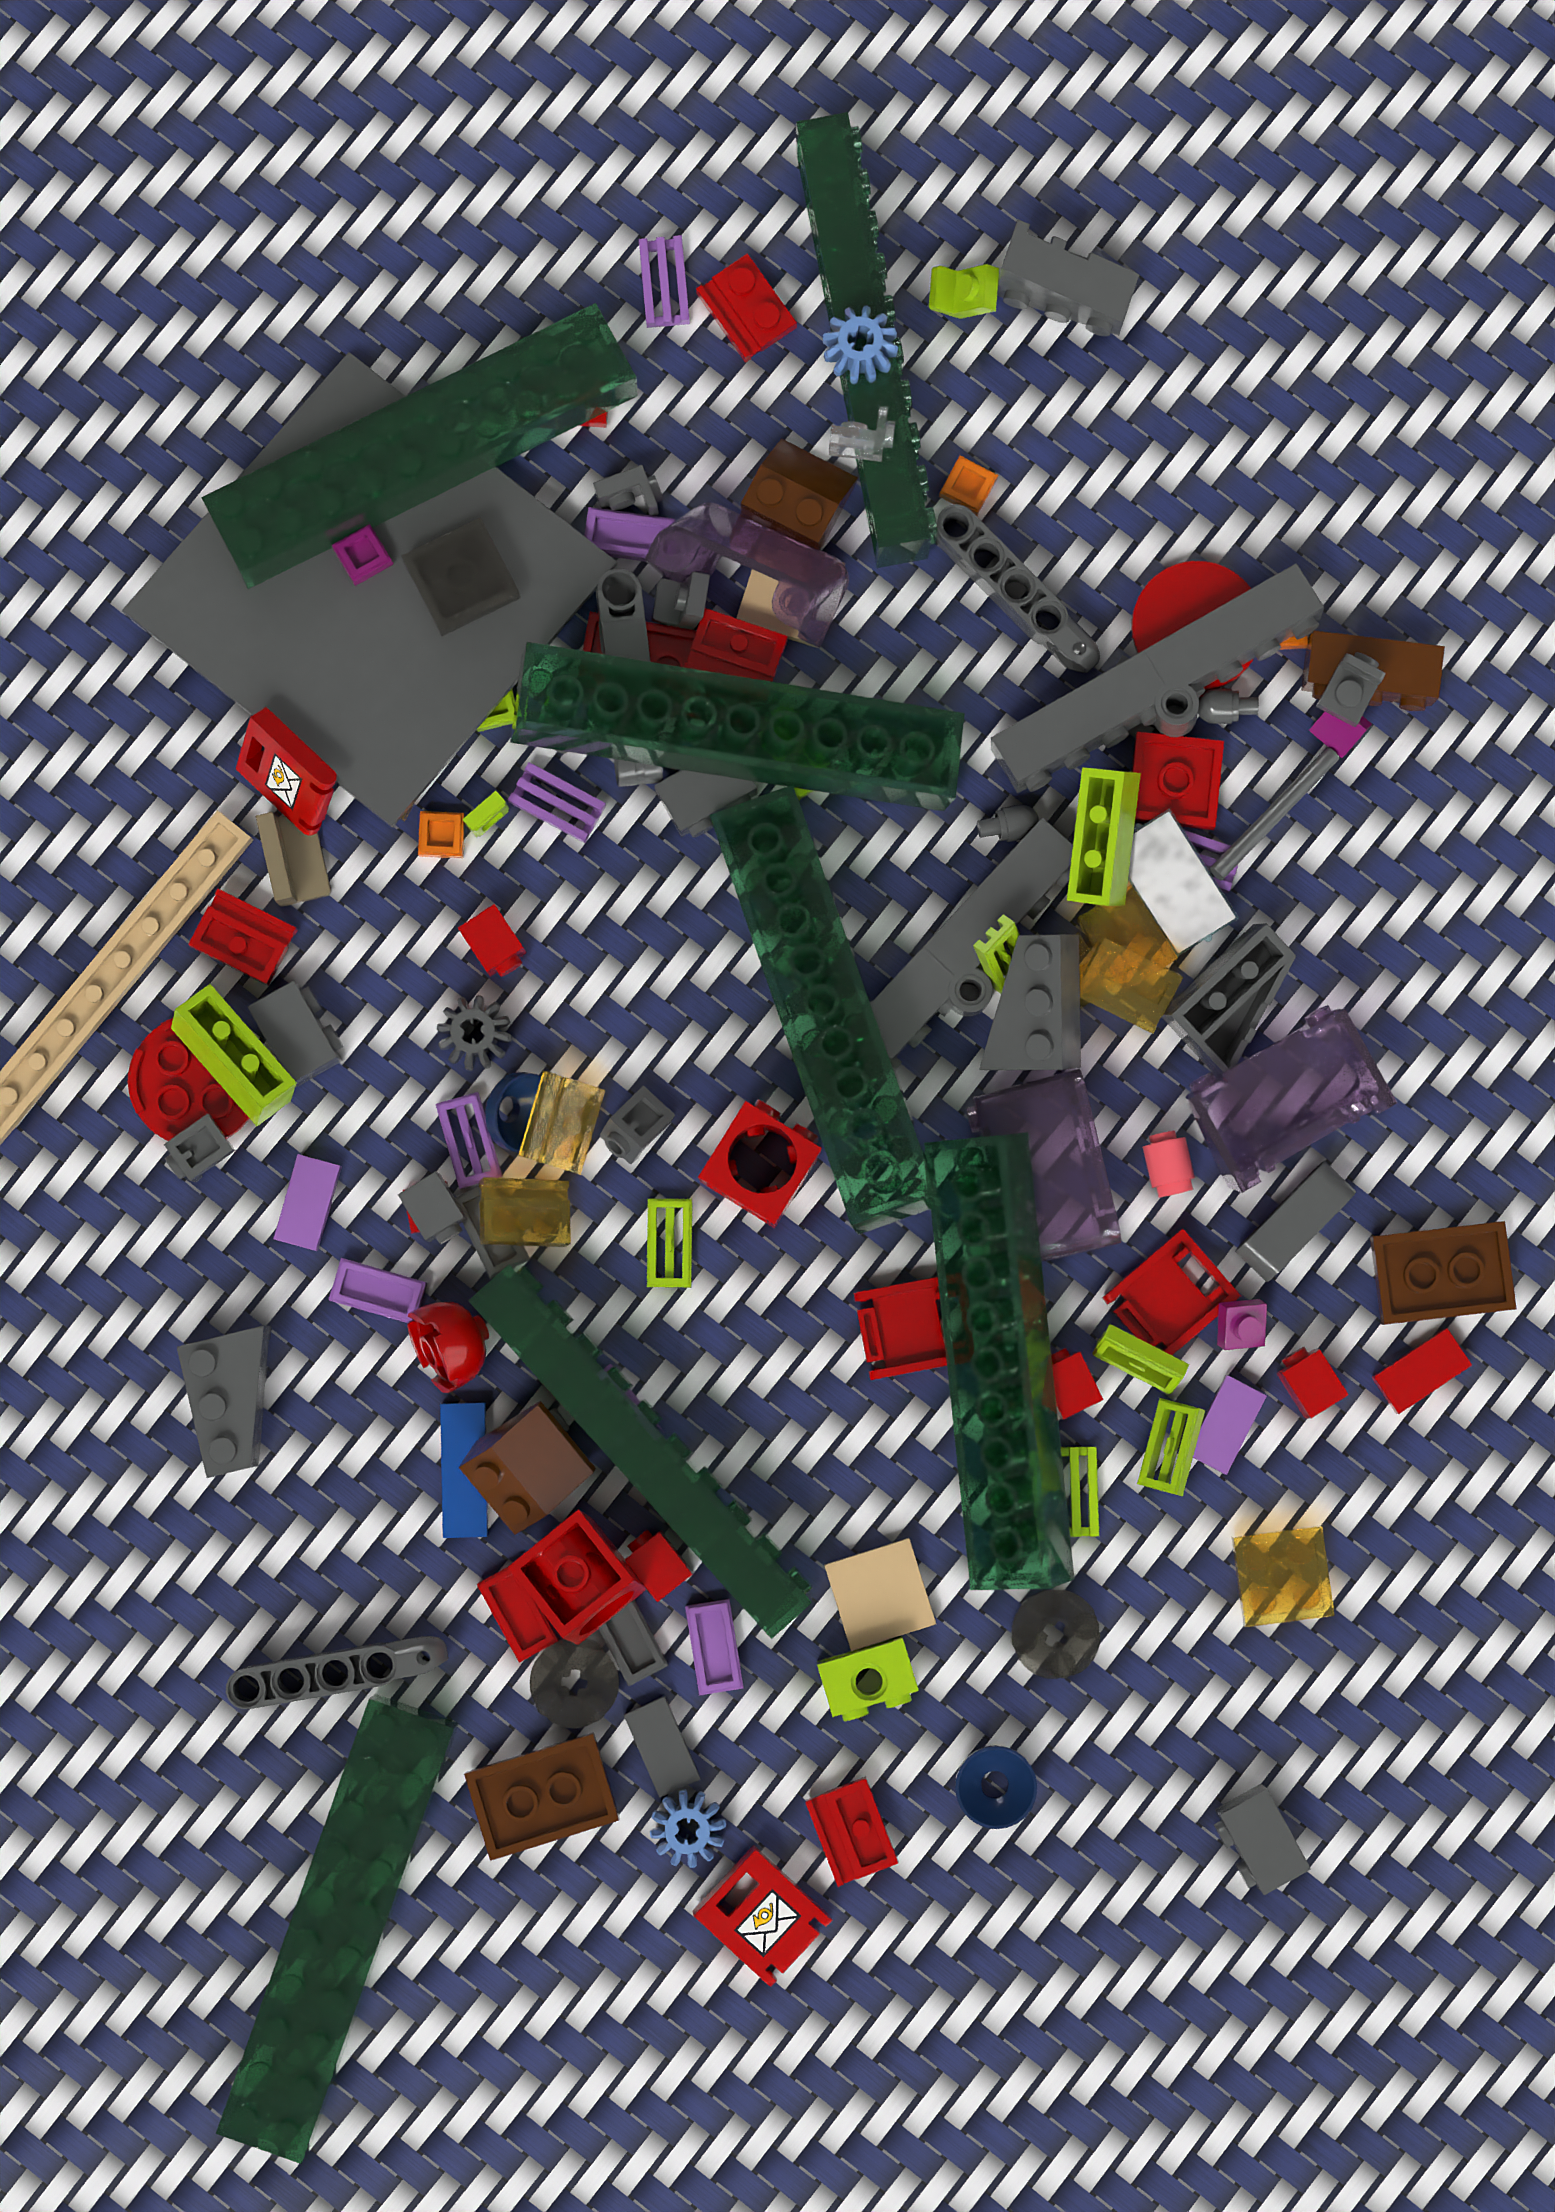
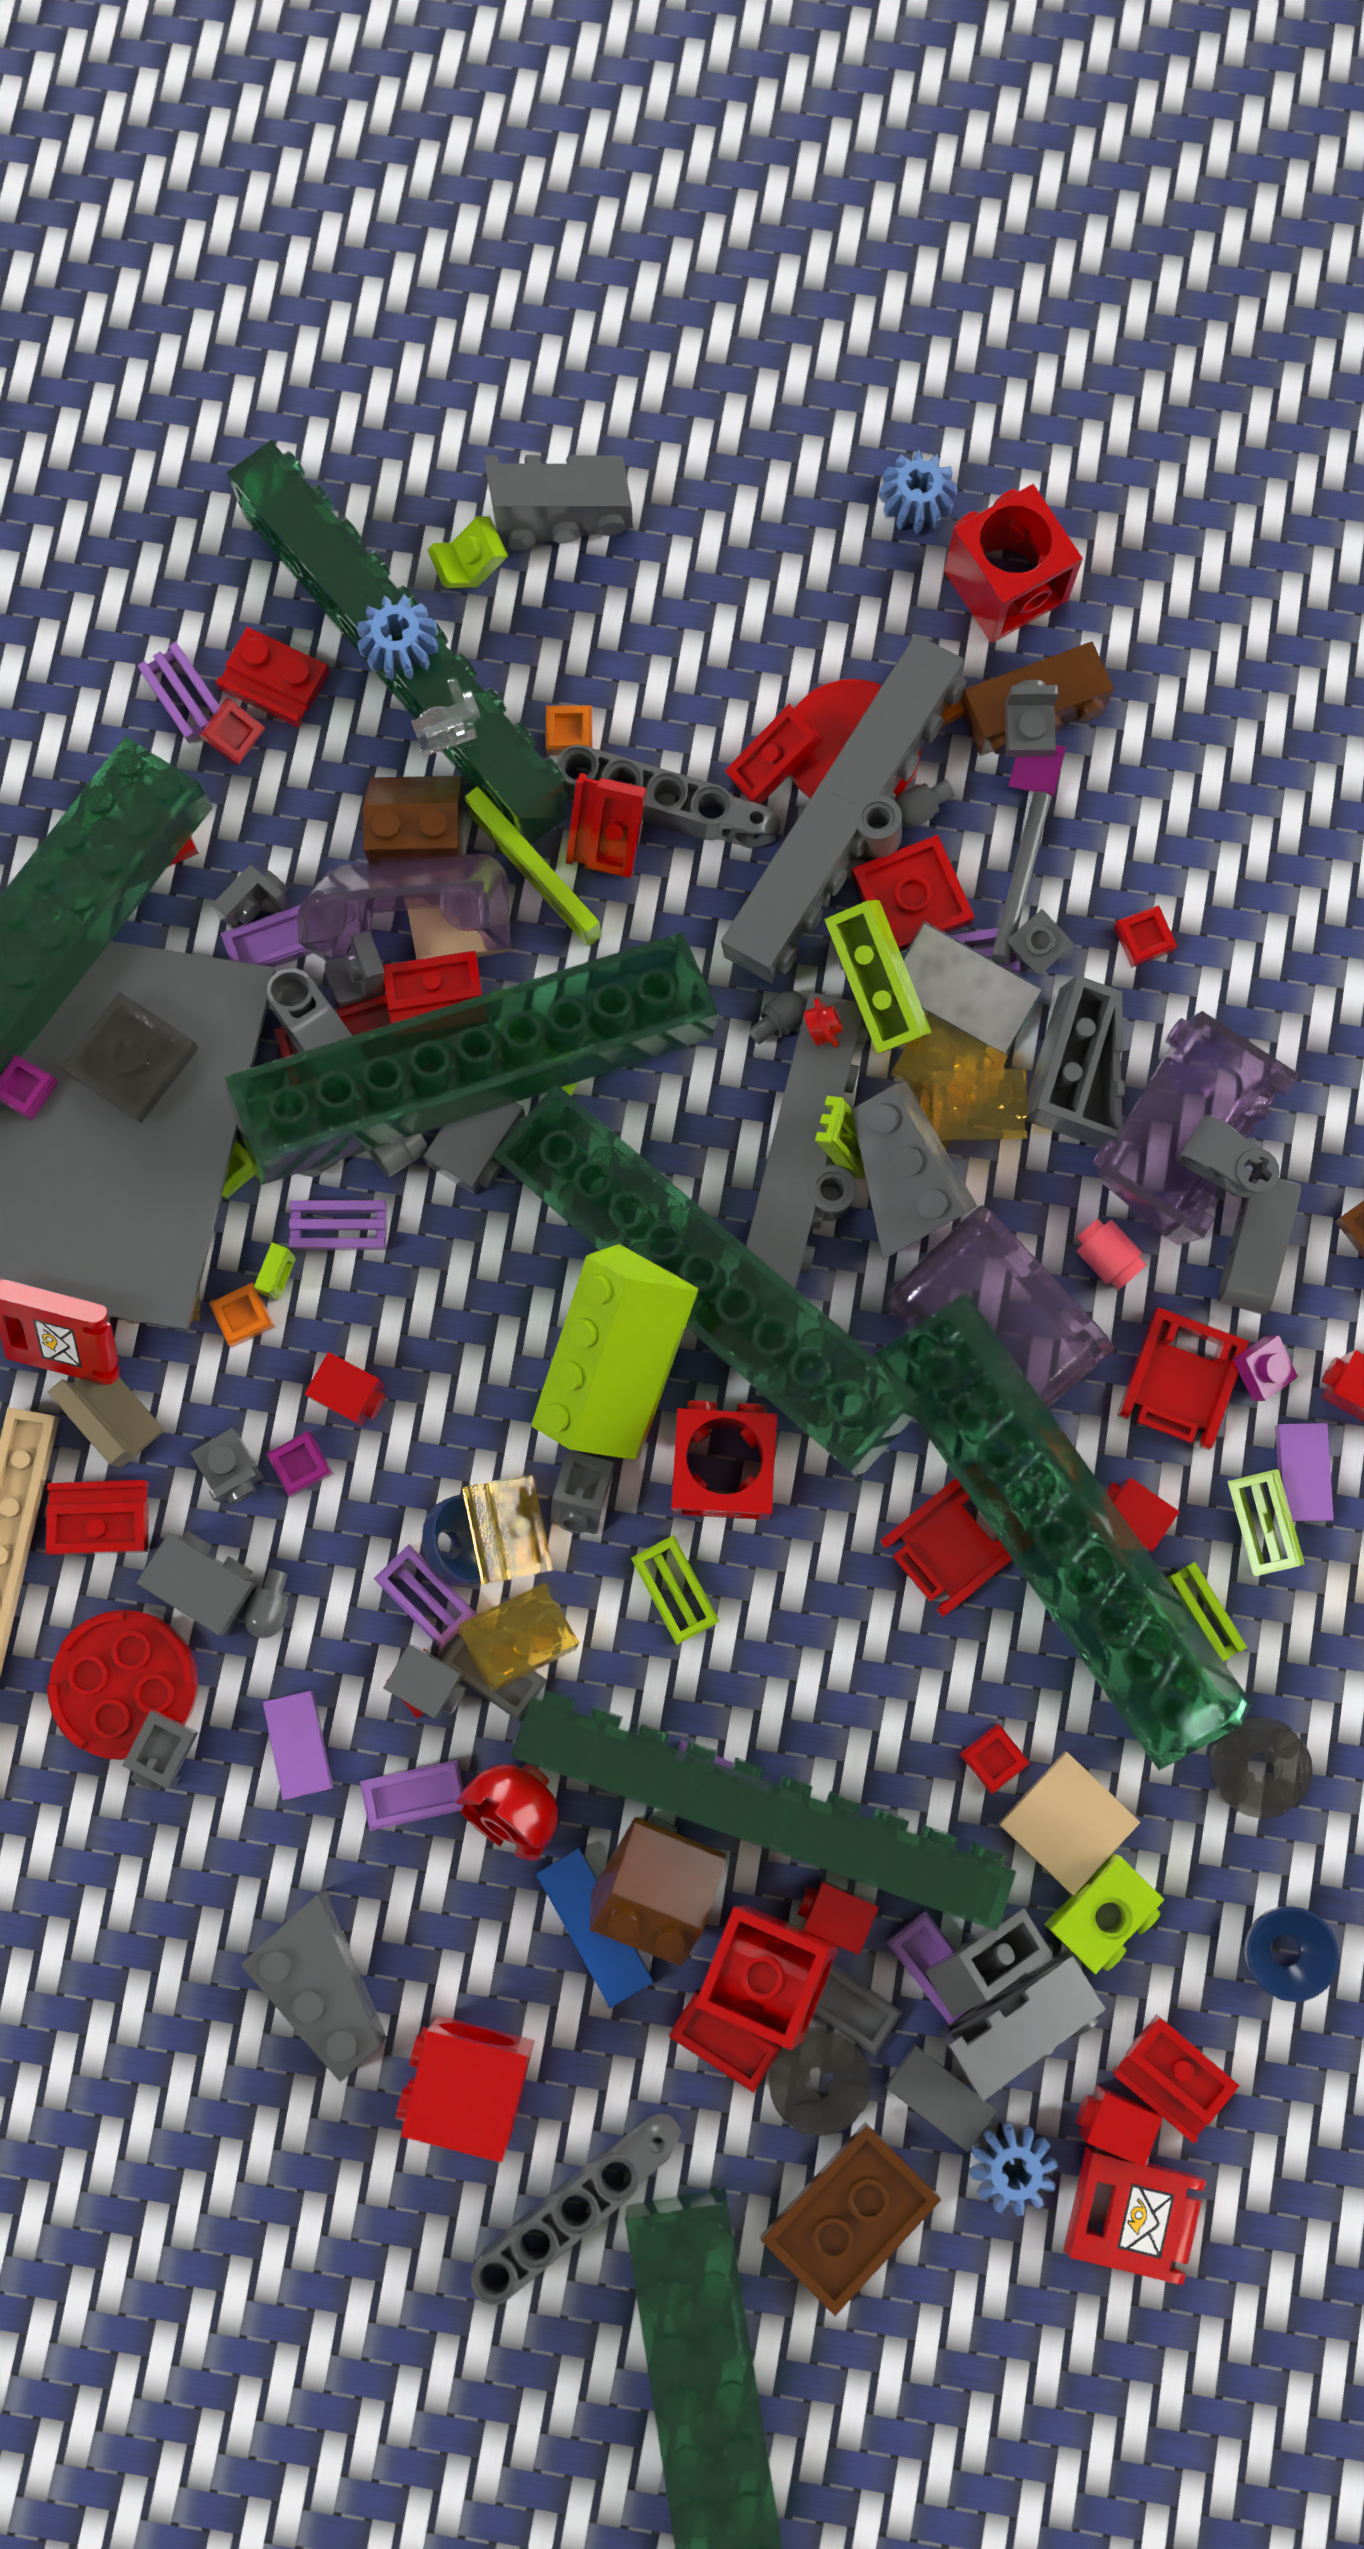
camera: 30 degrees left, 5 degrees down
(233, 1055) = (146, 1638): lime brick -> none
(300, 1534) = (465, 2088): none -> red brick
(340, 1081) = (267, 1606): none -> dark grey cylinder
(366, 953) = (228, 1467): none -> dark grey bracket
(425, 980) = (299, 1463): none -> magenta tile
(459, 1036) = (362, 1500): dark grey gear -> none
(687, 338) = (231, 731): none -> red tile
(719, 1030) = (614, 1354): none -> lime slope
(754, 1662) = (988, 1963): none -> dark grey brick
(755, 1724) = (1023, 2023): none -> wedge
(787, 1840) = (1118, 2125): none -> red brick
(849, 1512) = (994, 1758): none -> red tile
(874, 589) = (533, 867): none -> lime tile
(951, 587) = (605, 825): none -> red plate
(1036, 852) = (823, 1024): none -> red plate
(1125, 600) = (774, 754): none -> red plate
(1140, 1359) = (1189, 1454): lime tile -> none
(1255, 879) = (1041, 943): none -> dark grey bracket
(1298, 1133) = (1221, 1155): none -> dark grey piece
(1350, 918) = (1145, 936): none -> red tile
(1364, 444) = (918, 492): none -> medium blue gear
(1392, 575) = (1005, 599): none -> red brick

